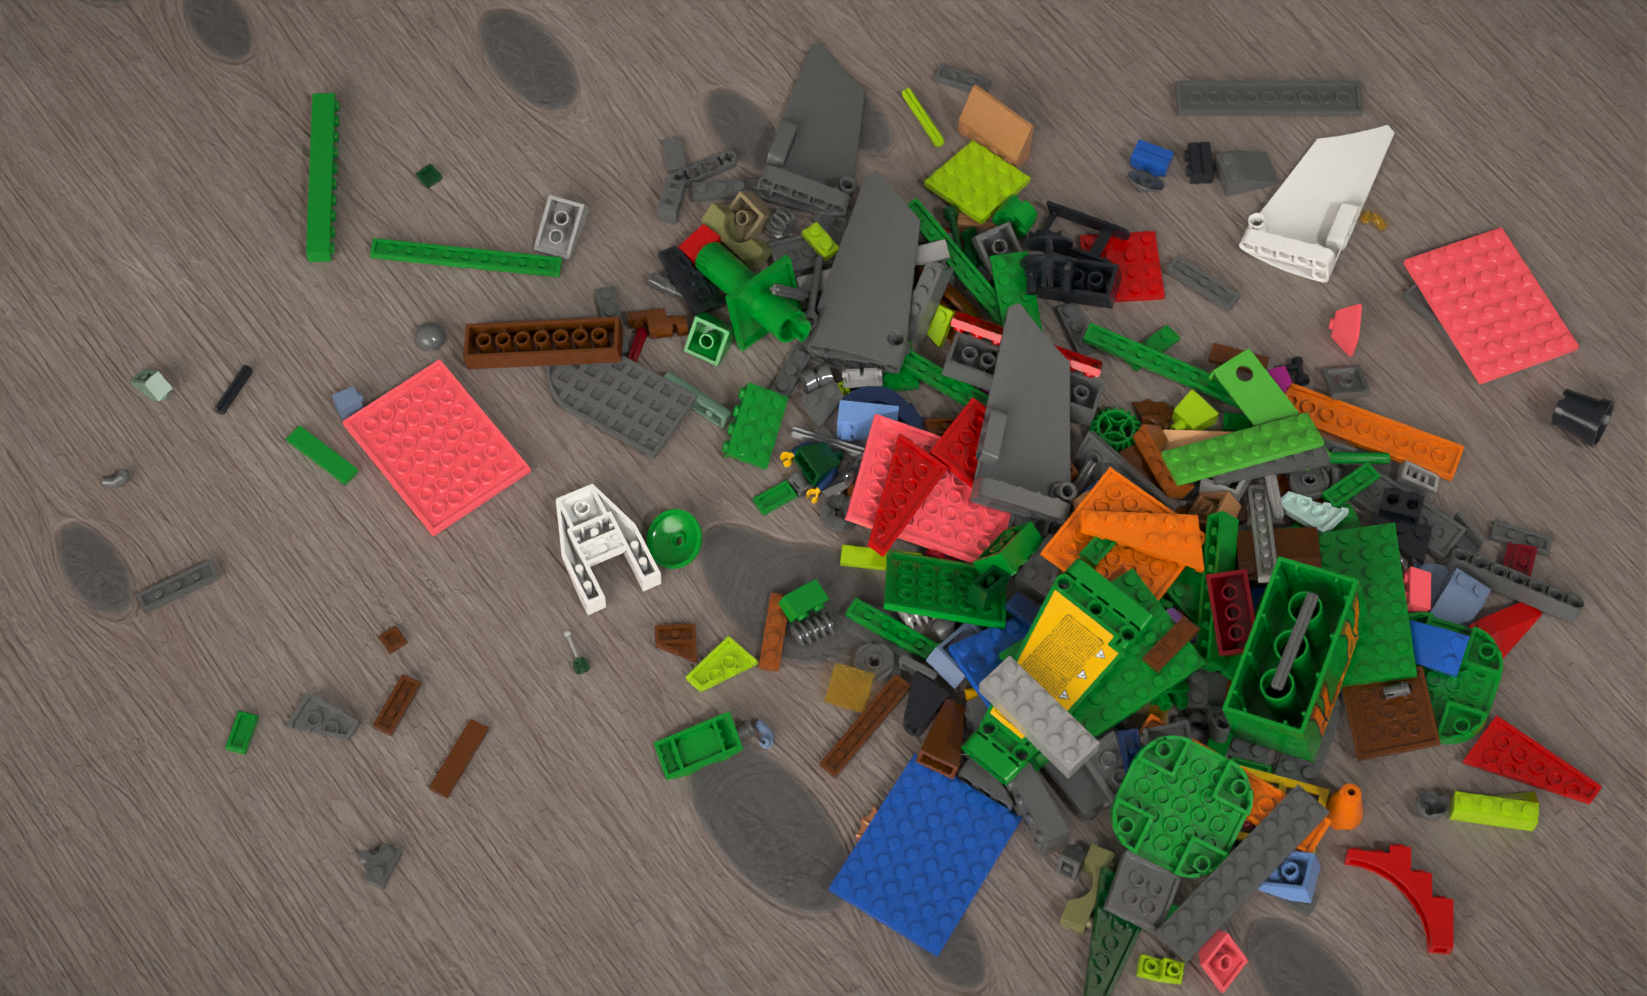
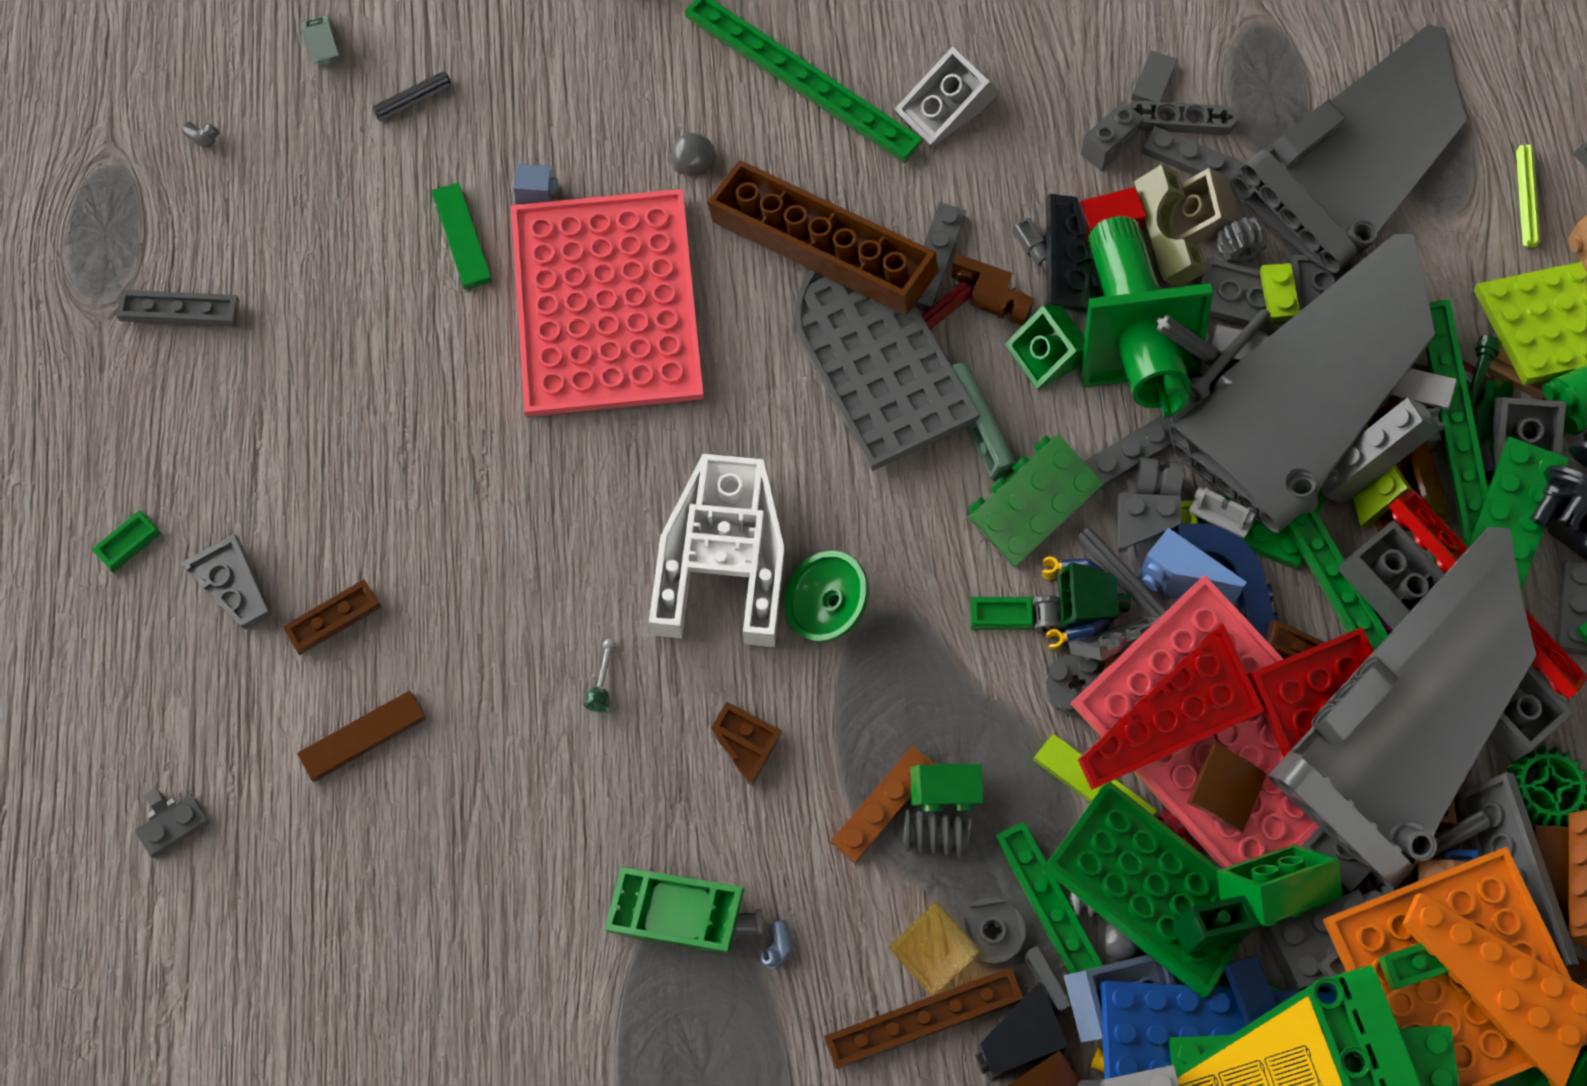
camera: 35 degrees right, 5 degrees up
(392, 639) = (386, 525): reddish brown tile -> none
(720, 665) = (780, 809): lime wing -> none
(952, 518) = (1227, 787): none -> reddish brown slope

